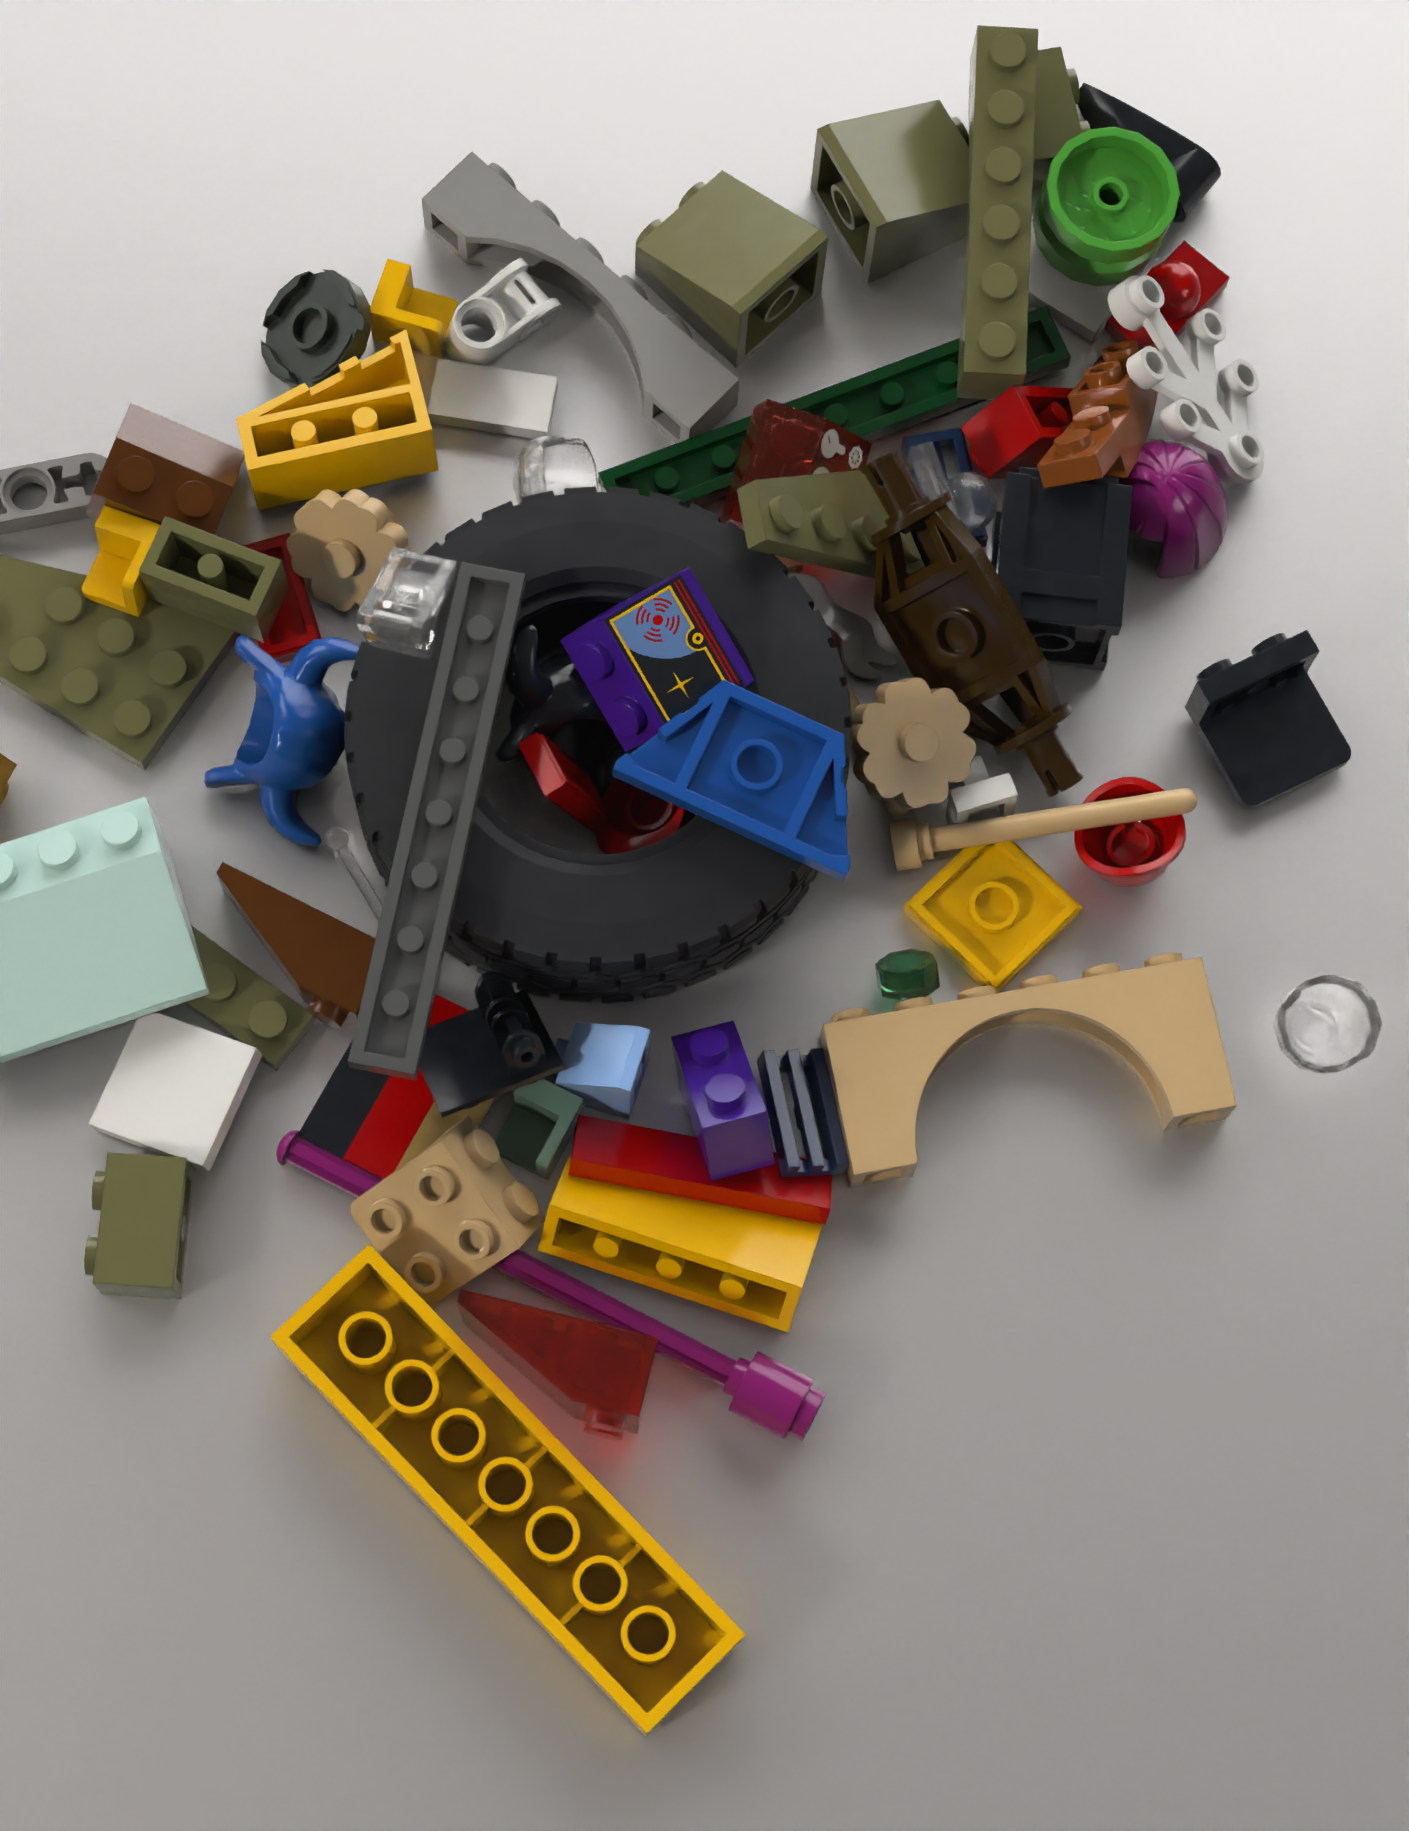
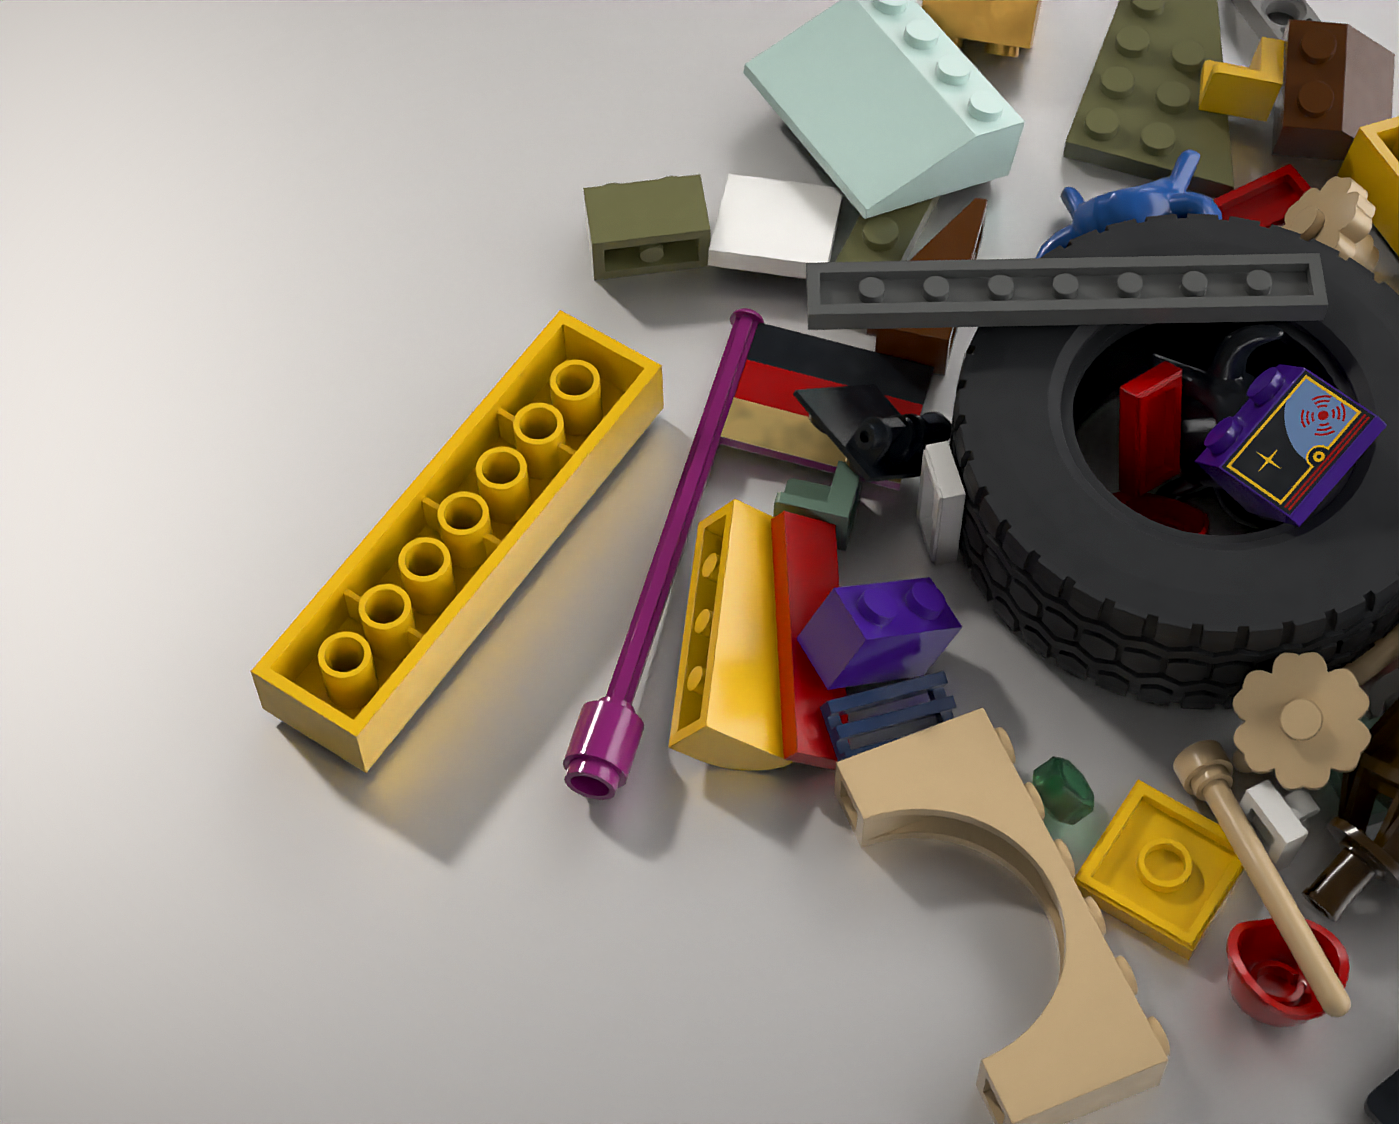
camera: 85 degrees right, 15 degrees down
(214, 579) = (1248, 134): olive brick -> none
(405, 603) = (1260, 213): clear slope -> none
(448, 1213) = (719, 440): tan bracket -> none
(580, 1364) = (586, 558): clear red slope -> none
(587, 1001) = (940, 503): none -> white tile
(604, 1065) = (885, 537): light blue slope -> none
(753, 774) = (1198, 538): blue wing -> none

